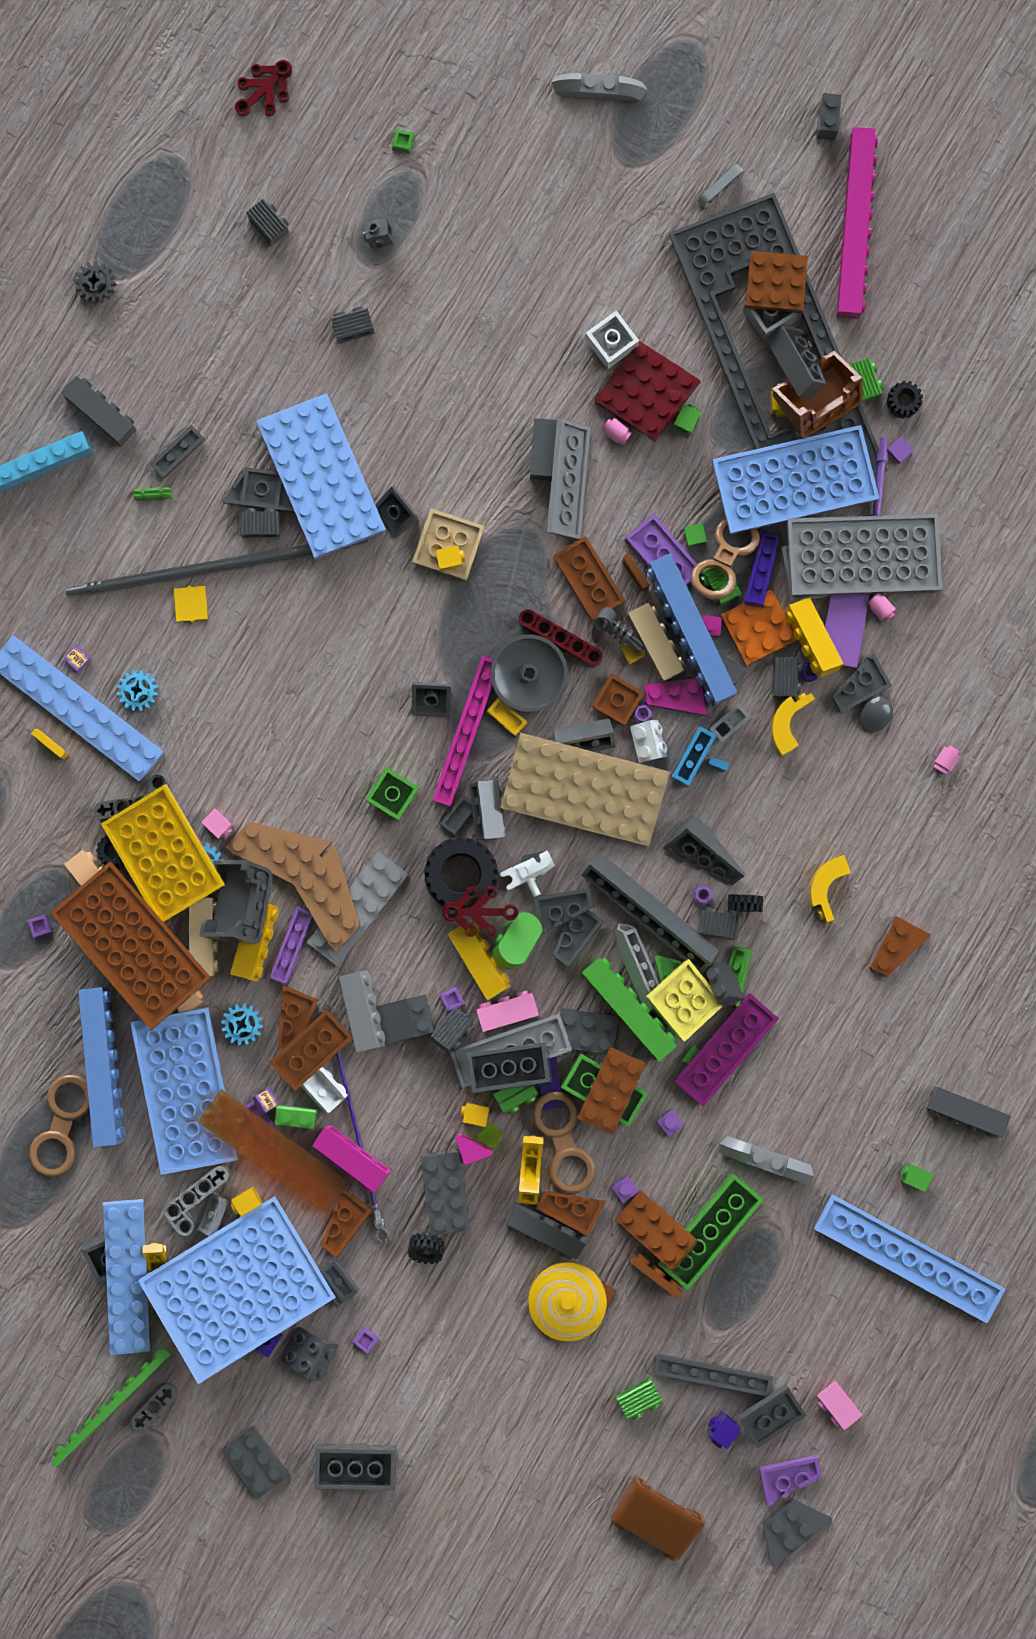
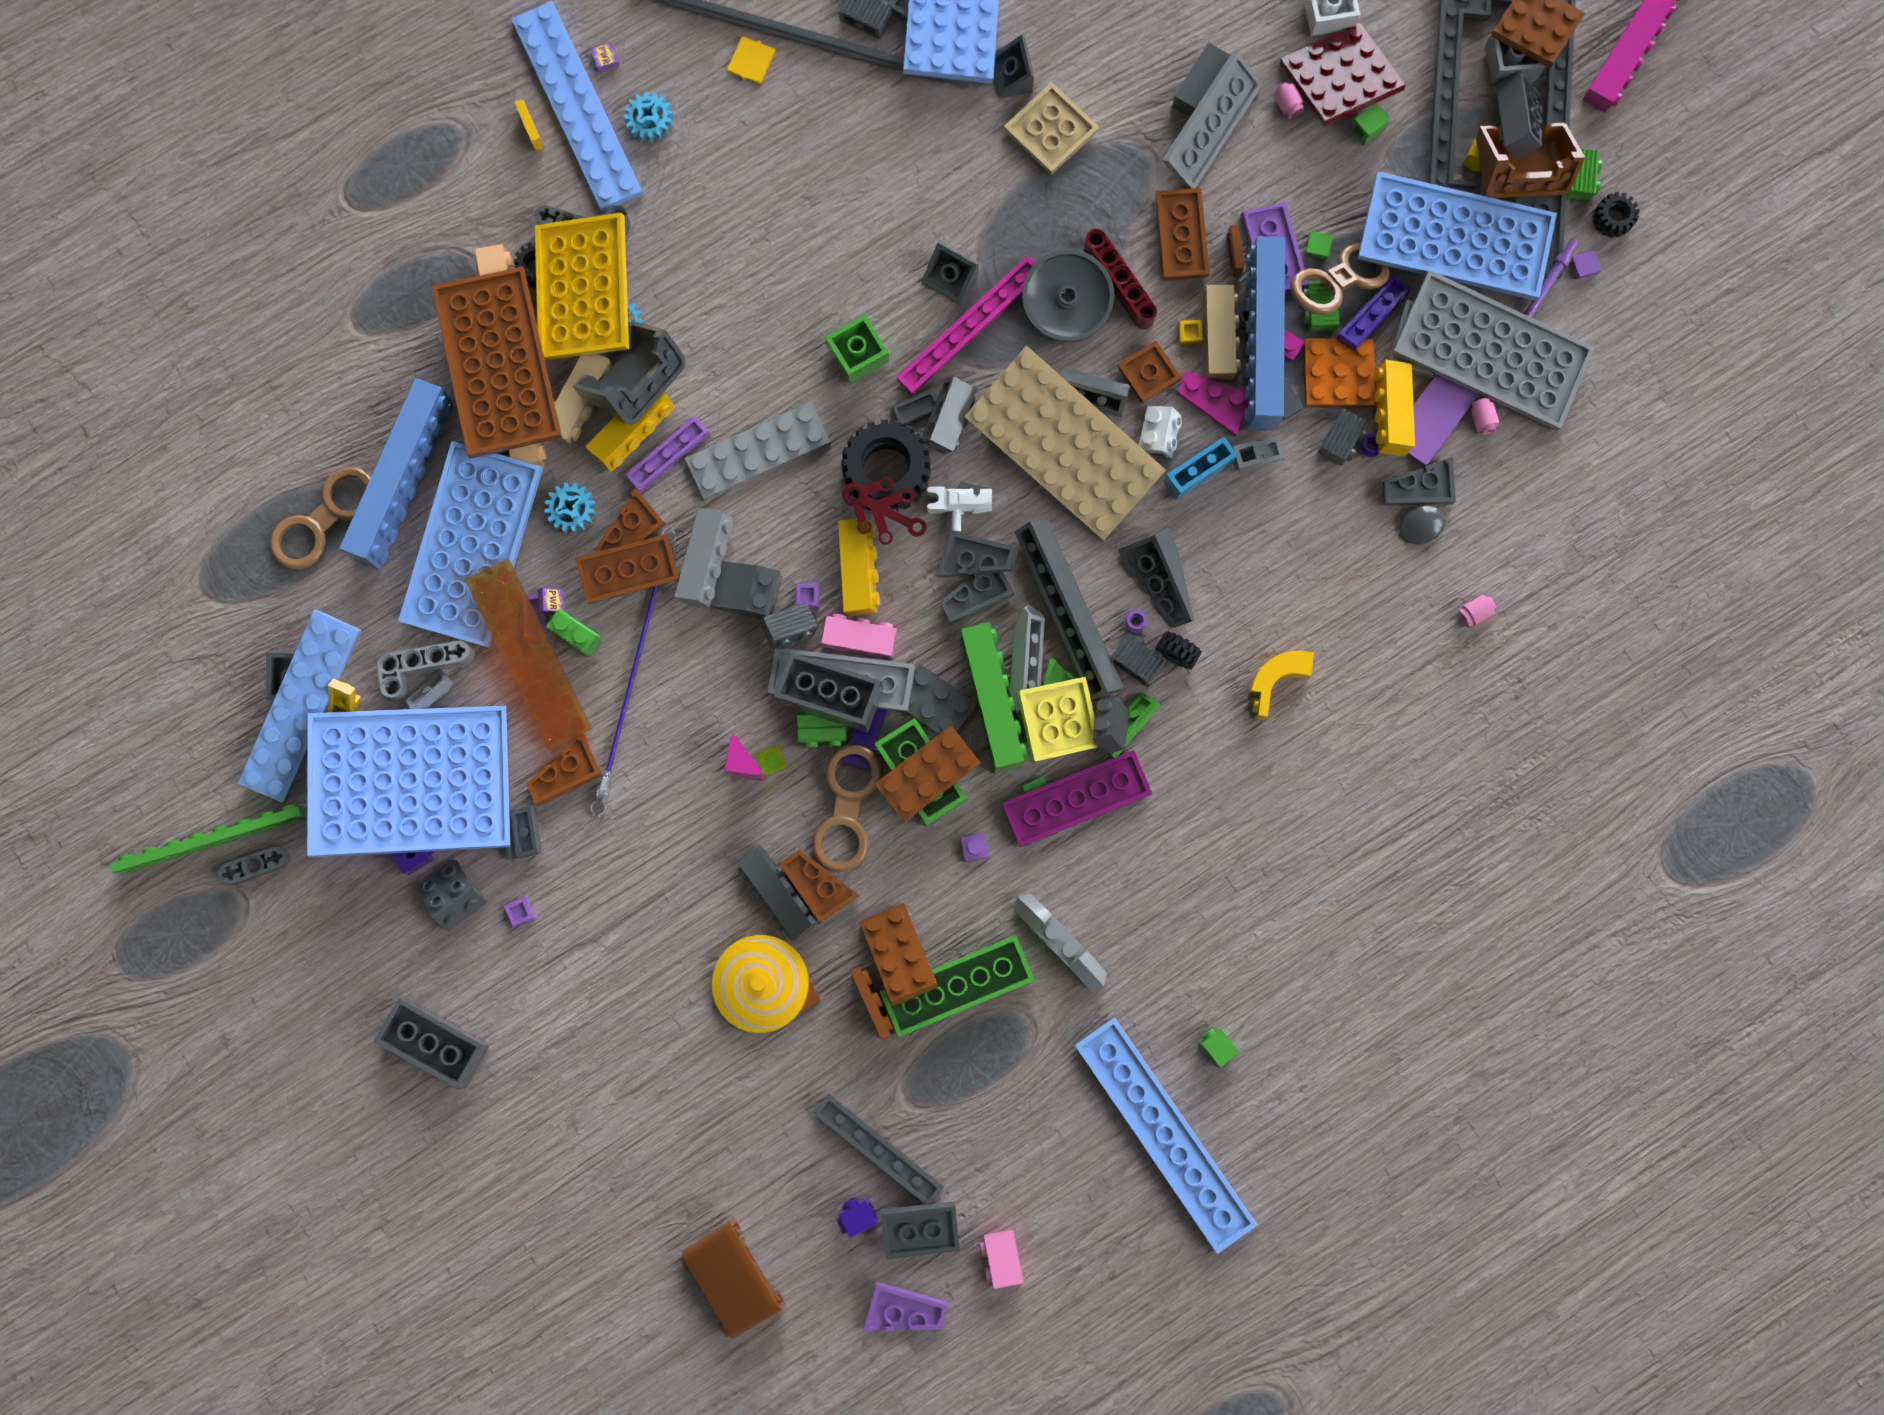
camera: 30 degrees right, 5 degrees down
(40, 926) = (416, 304): medium lavender tile -> none
(218, 824) = (657, 290): bright pink brick -> none
(246, 1201) = (472, 694): yellow brick -> none
(255, 1462) = (329, 983): dark grey plate -> none
(316, 878) = (729, 385): medium nougat wing -> none
(324, 1090) = (619, 621): white bracket -> none
(351, 1158) = (608, 705): dark pink brick -> none
(426, 1248) = (636, 843): black tyre -> none
(445, 1192) = (689, 795): dark grey brick -> none
(450, 558) = (1045, 138): yellow brick -> none
(475, 1114) = (767, 728): yellow brick -> none
(507, 717) = (1020, 331): yellow tile -> none
(516, 941) = (908, 564): bright green brick -> none
(530, 1170) = (796, 817): yellow arch -> none
(614, 627) = (1185, 295): dark grey piece -> none
(625, 1189) = (887, 894): medium lavender plate -> none
(639, 1398) = (782, 1133): bright green brick -> none
(642, 709) = (1168, 394): medium lavender plate -> none
(717, 764) = (1222, 491): dark azure tile -> none
(780, 725) = (1307, 496): yellow arch -> none
(791, 1528) = (878, 1371): dark grey wing -> none
(897, 946) = (1323, 783): dark orange wing -> none
(969, 1112) = (1313, 1004): dark grey brick -> none

